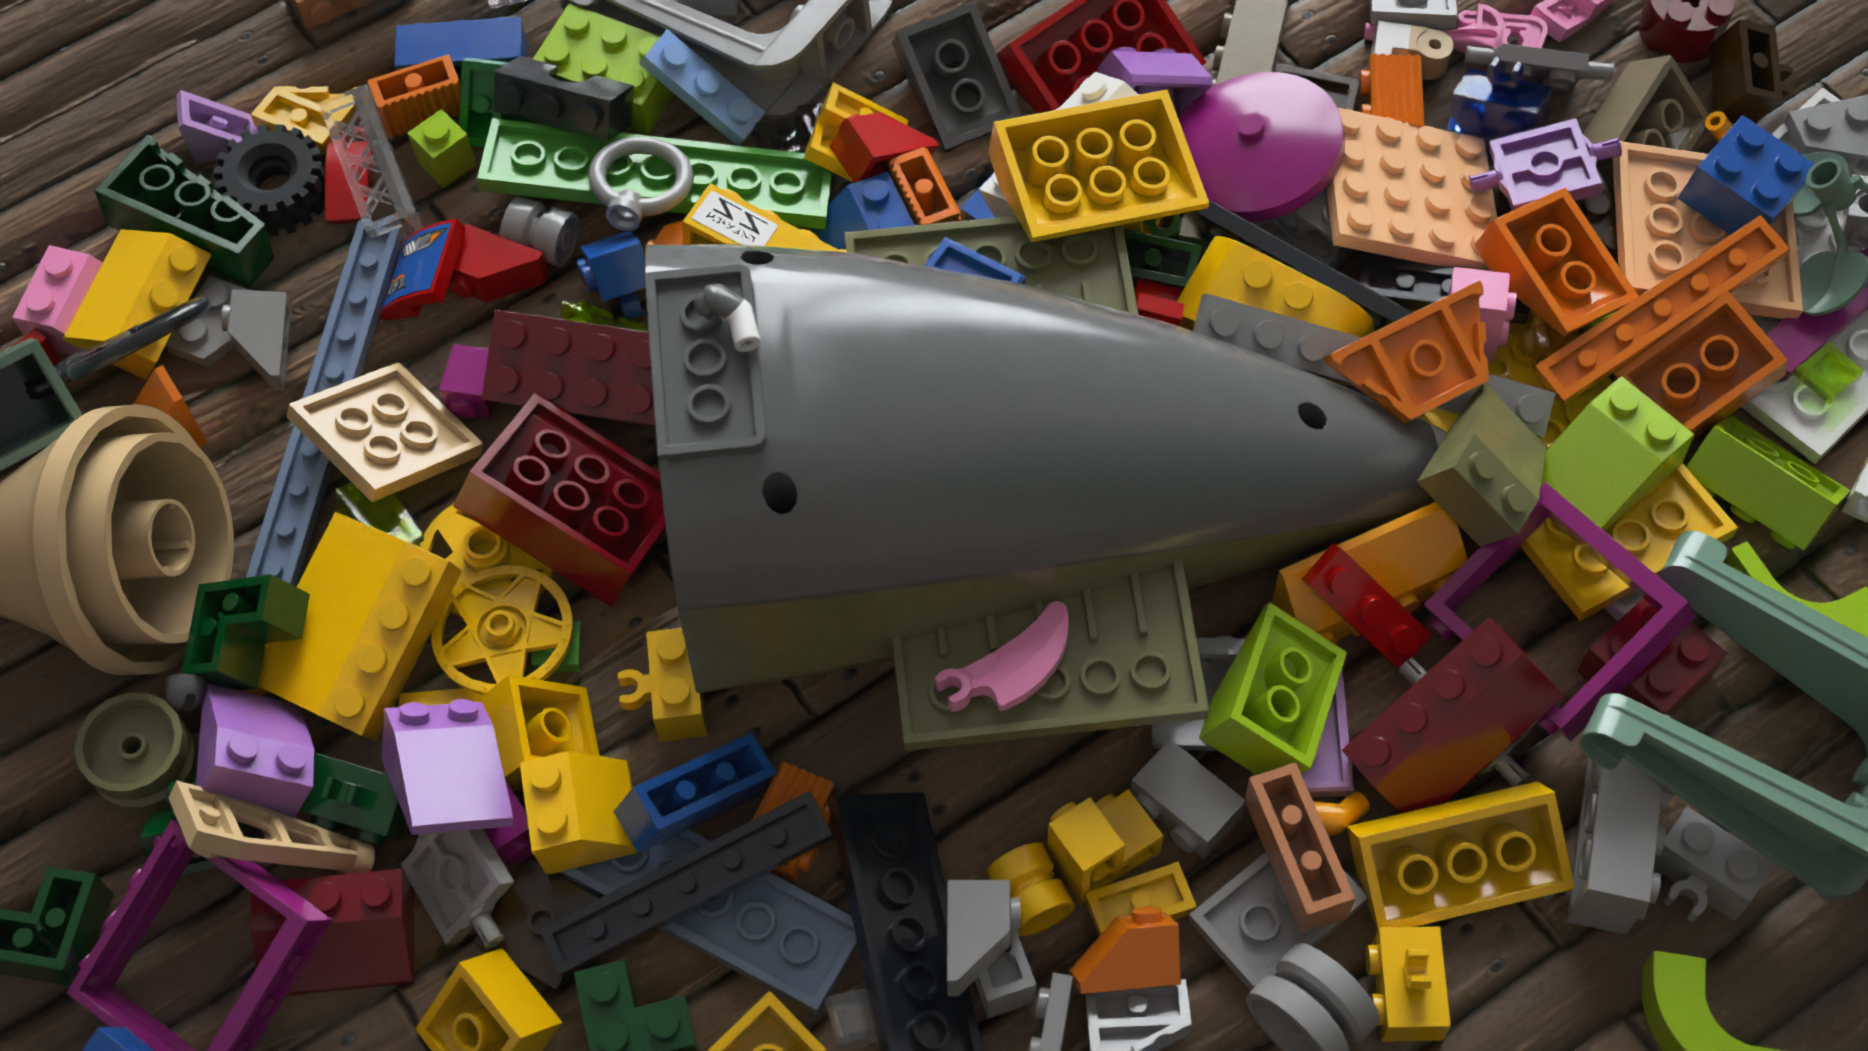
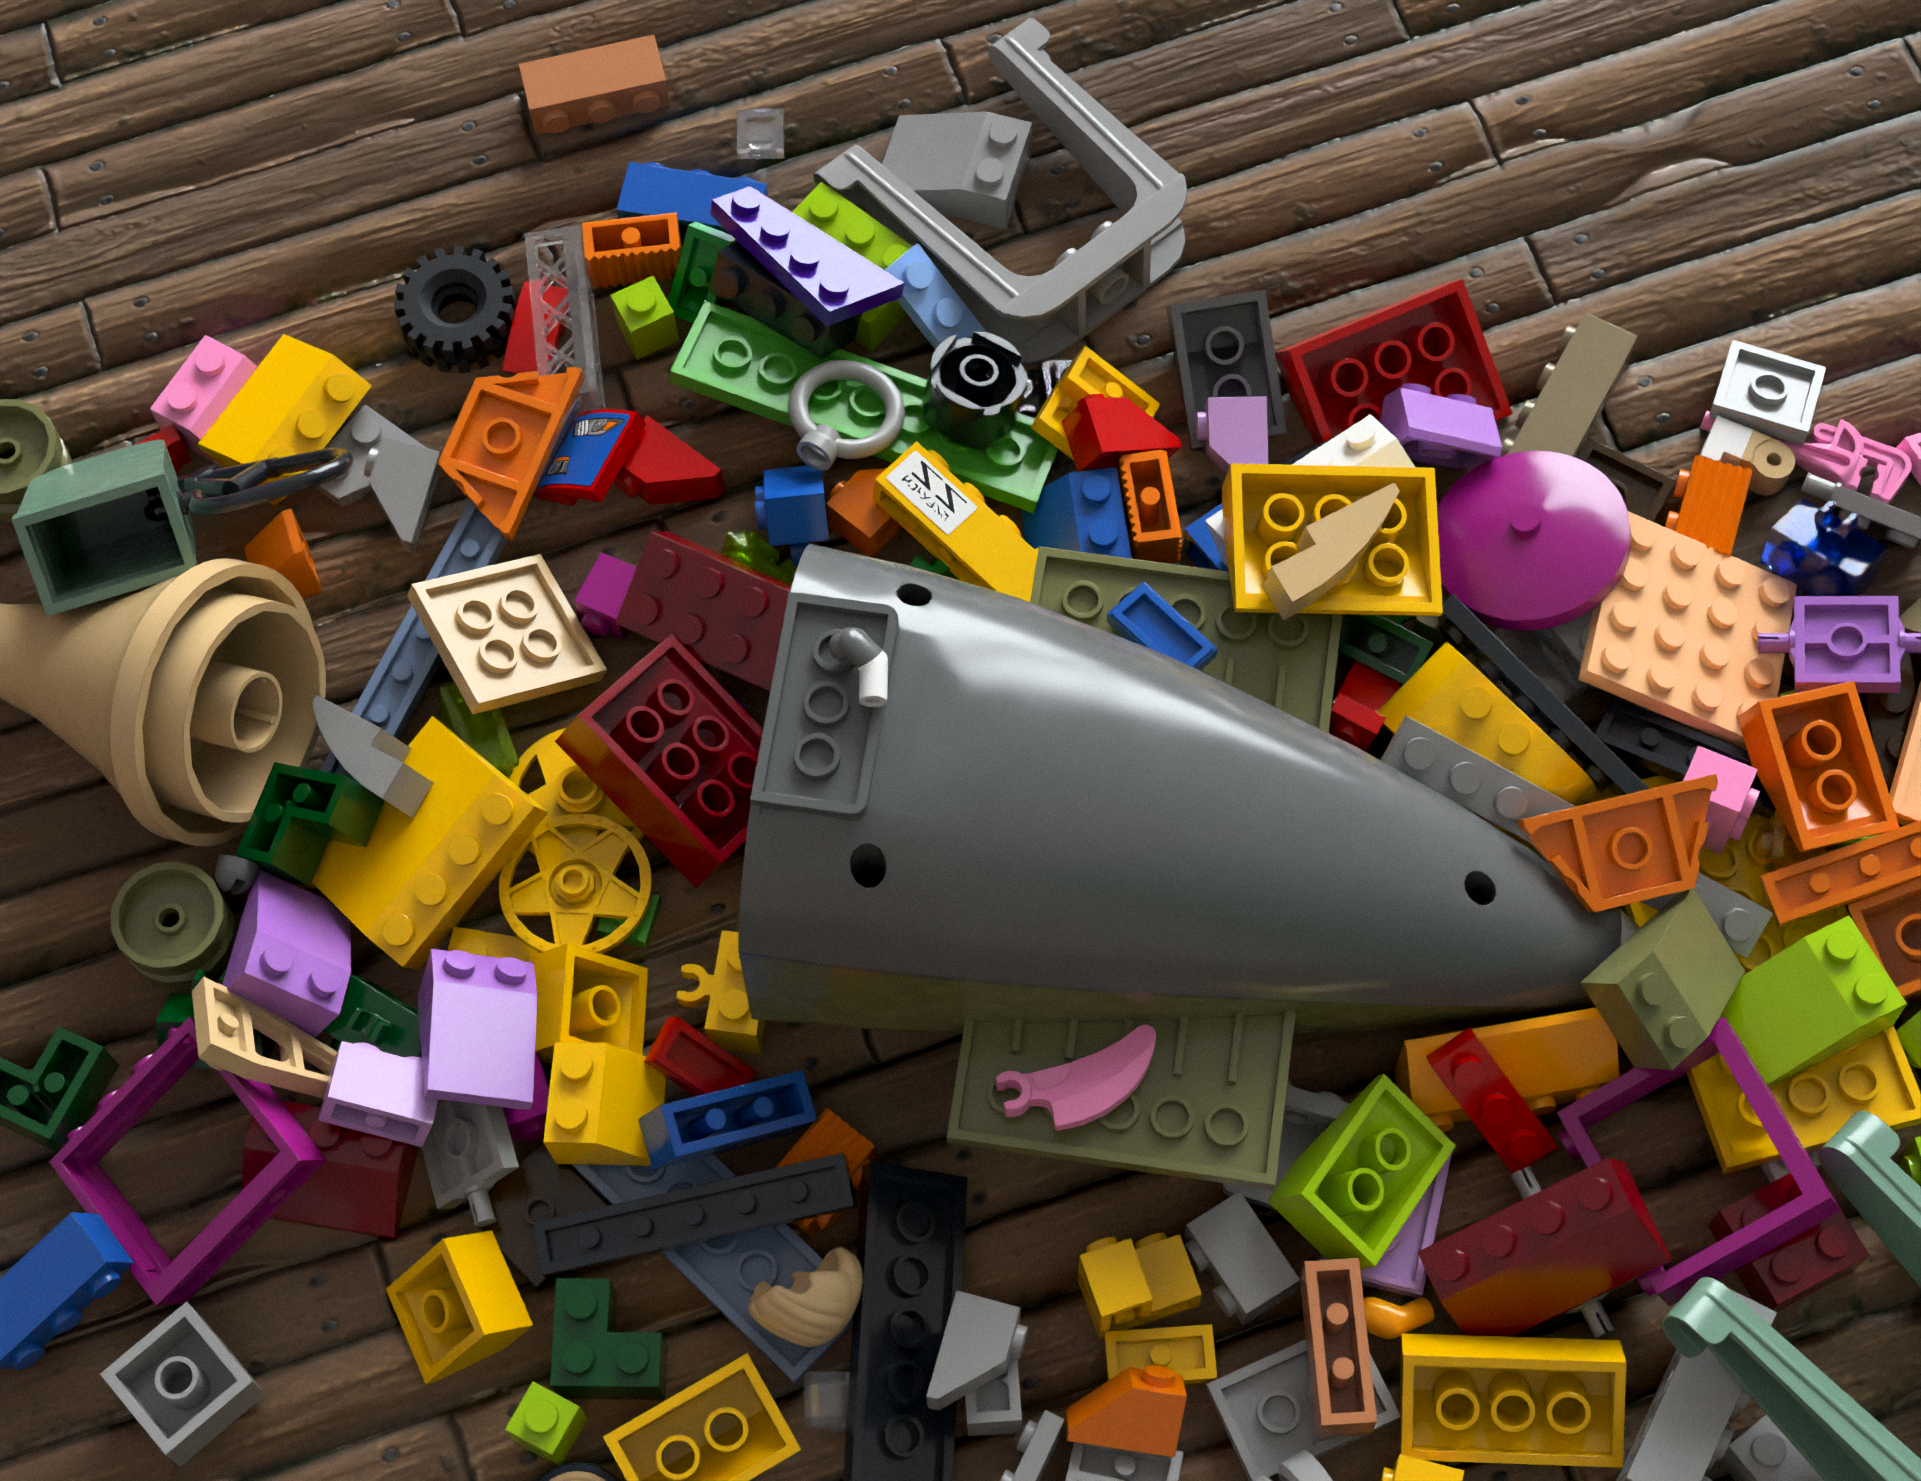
camera: 15 degrees right, 5 degrees up
(161, 195) = (338, 310): dark green wedge -> none
(209, 126) = (406, 232): lavender slope -> none
(289, 557) = (371, 756): none -> light grey slope
(300, 110) = (501, 235): yellow wing -> none
(345, 271) = (507, 441): none -> orange wing
(367, 848) = (378, 1094): none -> brick
(549, 231) = (726, 442): light grey wheel -> none
(574, 62) = (807, 261): none -> wing
(647, 749) = (695, 1060): none -> red tile
(748, 134) = (974, 389): none -> black brick
(817, 936) = (815, 1304): none -> tan piece
(972, 120) = (1234, 430): none -> lavender slope
(1030, 873) = (1047, 1305): yellow wheel -> none
(1098, 172) = (1327, 552): none -> tan slope

